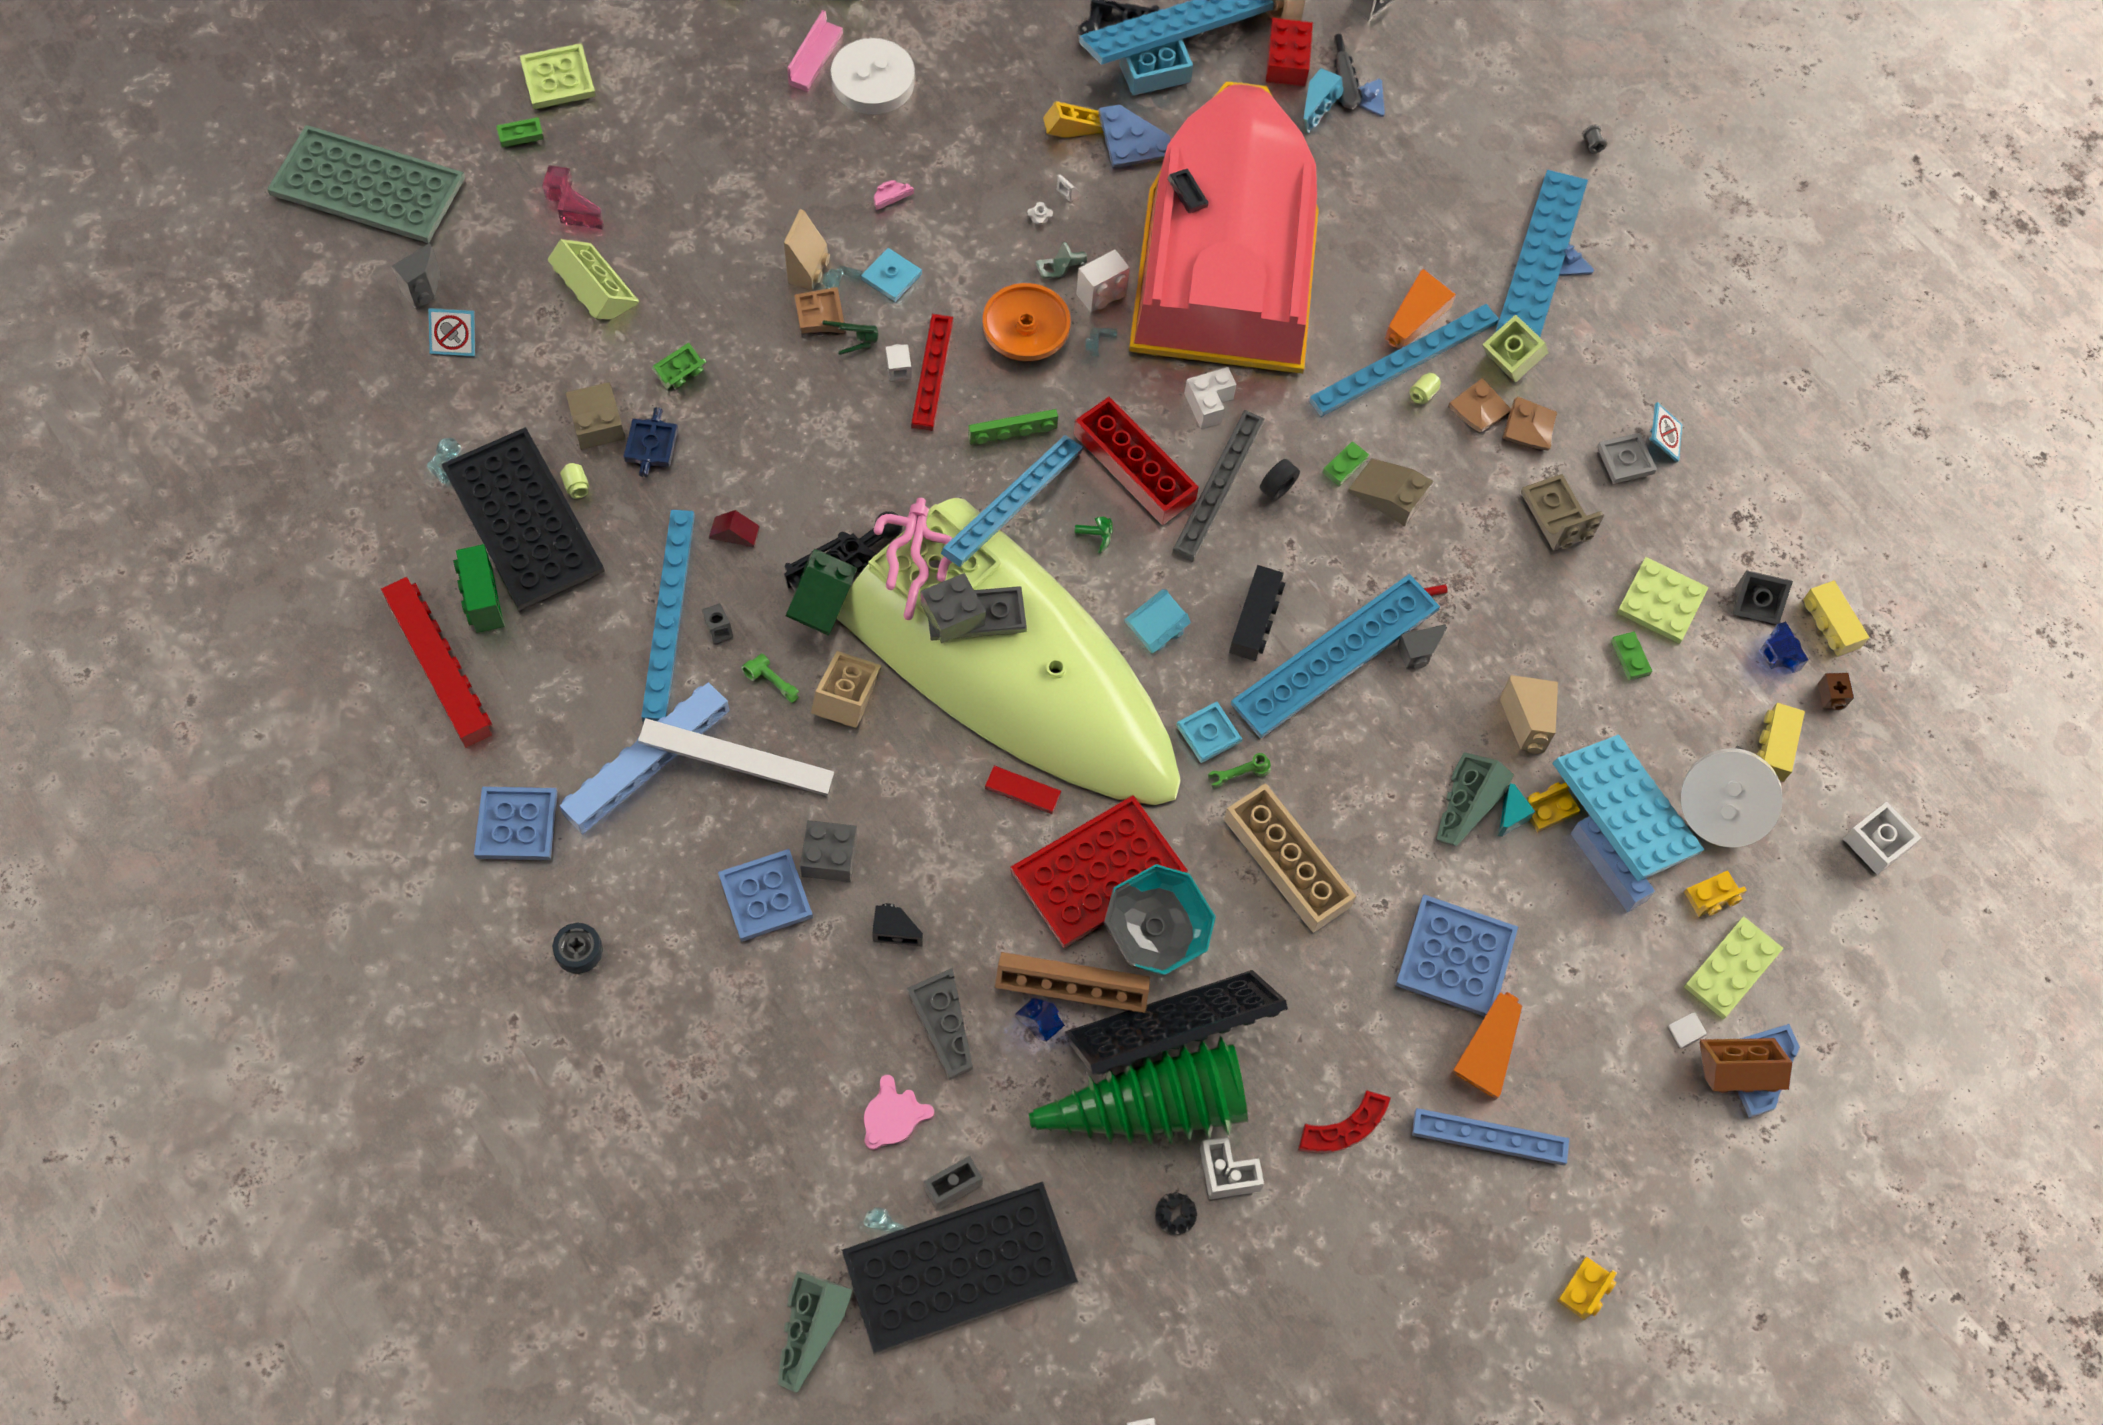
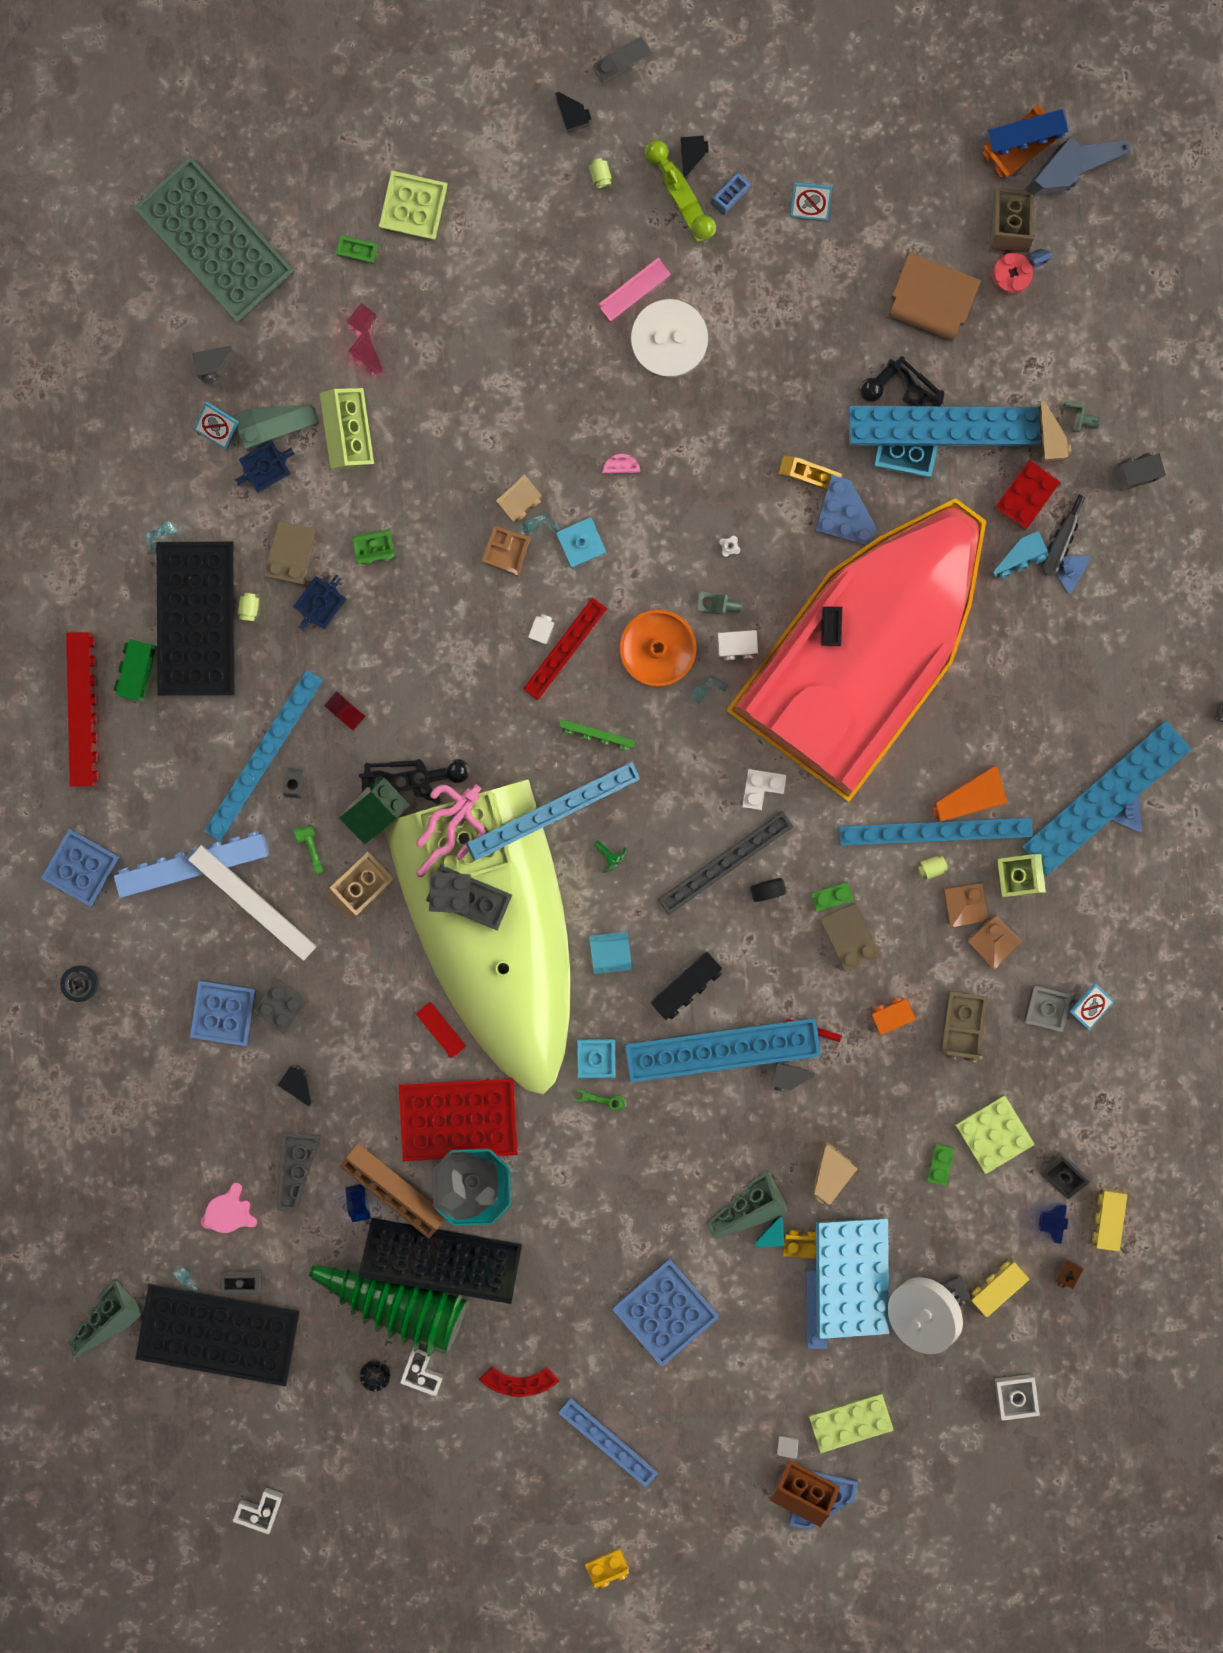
camera: 35 degrees right, 25 degrees up
(509, 315) = (265, 424): none -> sand green wedge
(524, 349) = (264, 466): none -> dark blue plate
(865, 333) = (528, 592): dark green plant -> none
(1067, 189) = (767, 533): white slope -> none
(1135, 460) = (670, 814): red brick -> none
(1289, 857) = (592, 1184): tan brick -> none
(1483, 538) = (892, 1016): none -> orange brick
(1489, 1050) = (641, 1389): orange slope -> none
(1714, 893) = (874, 1367): yellow bracket -> none

